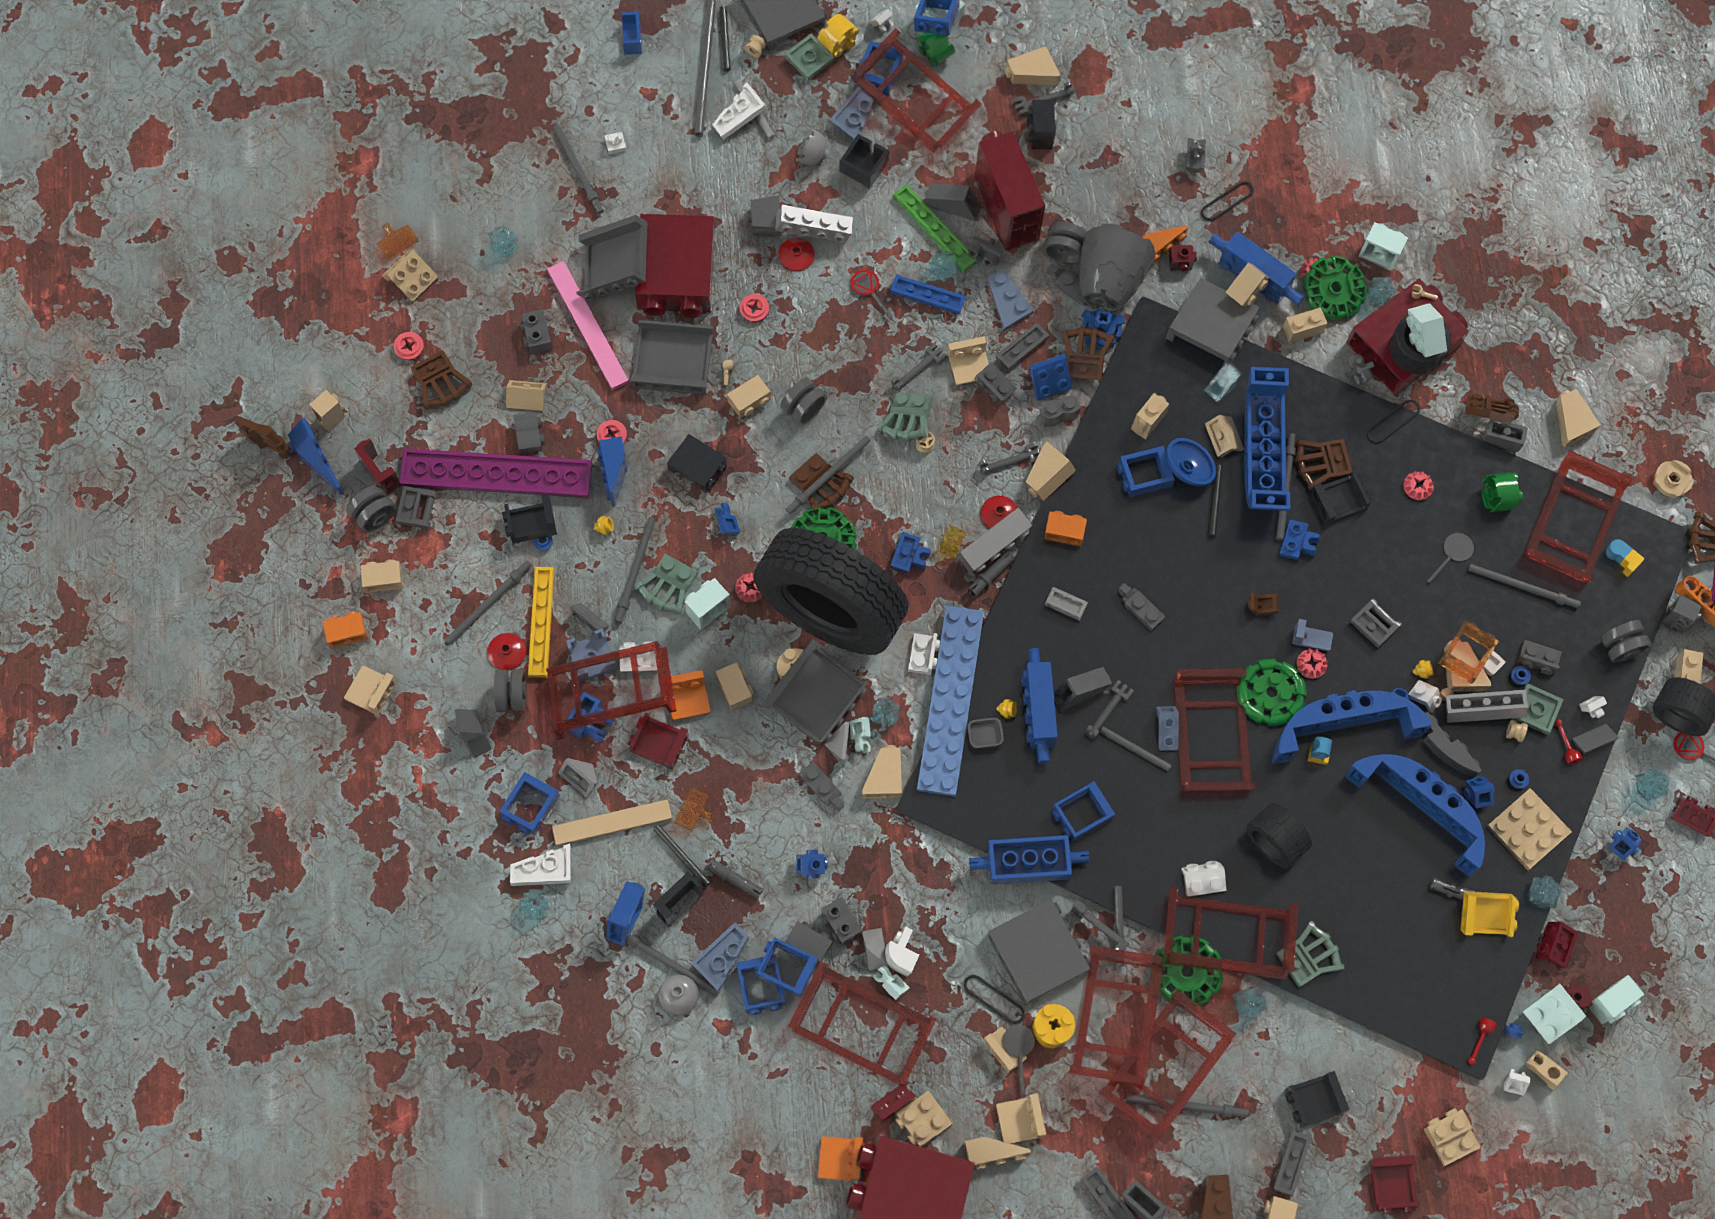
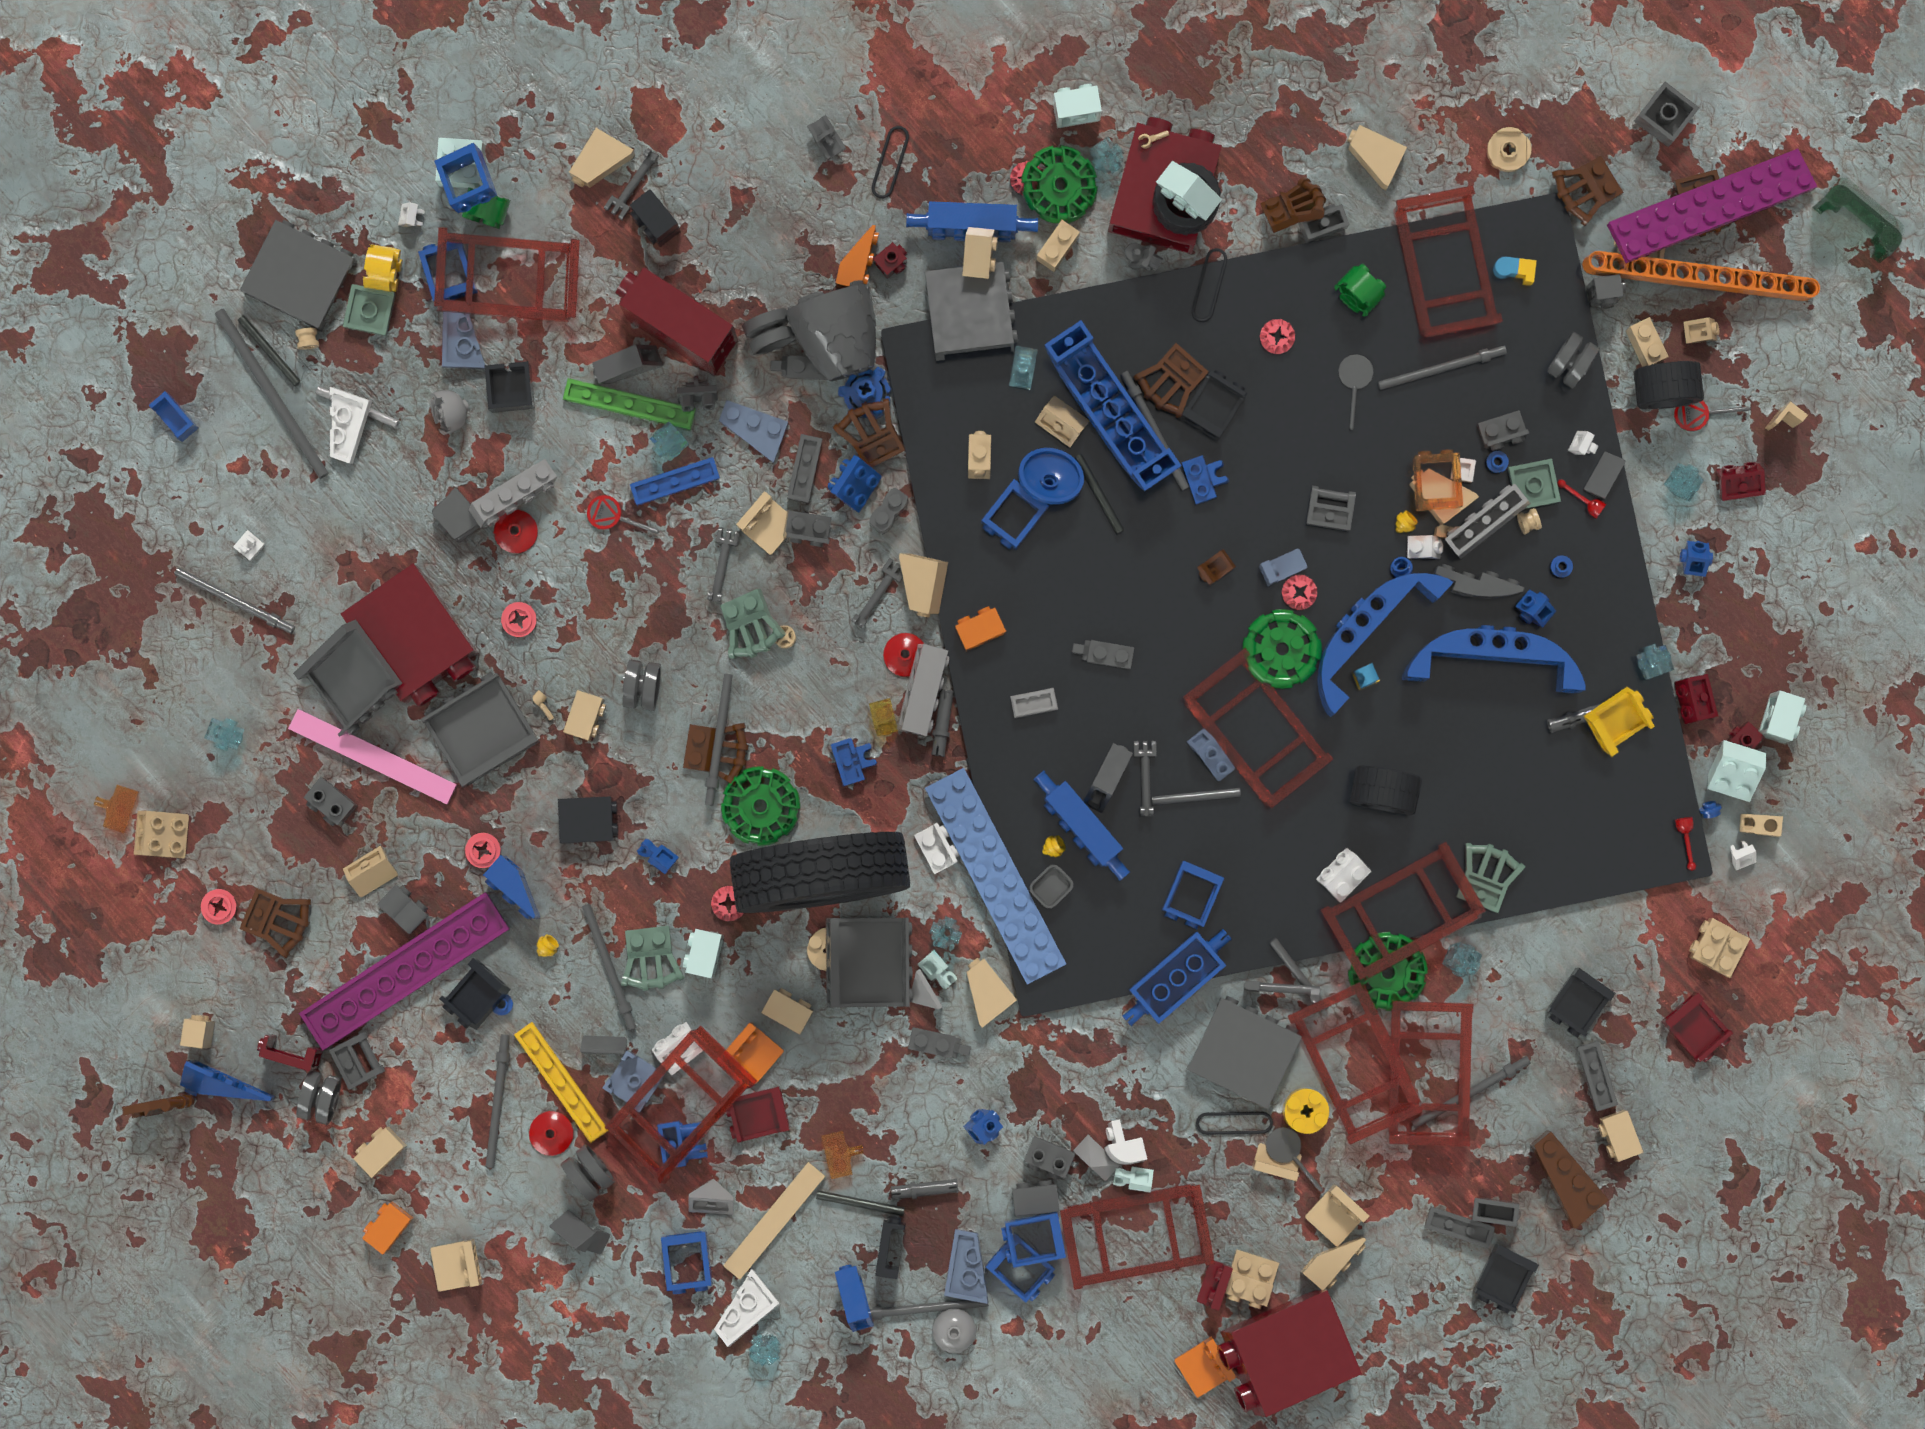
camera: 35 degrees left, 15 degrees up
(1529, 829) = (1601, 608): tan plate -> none

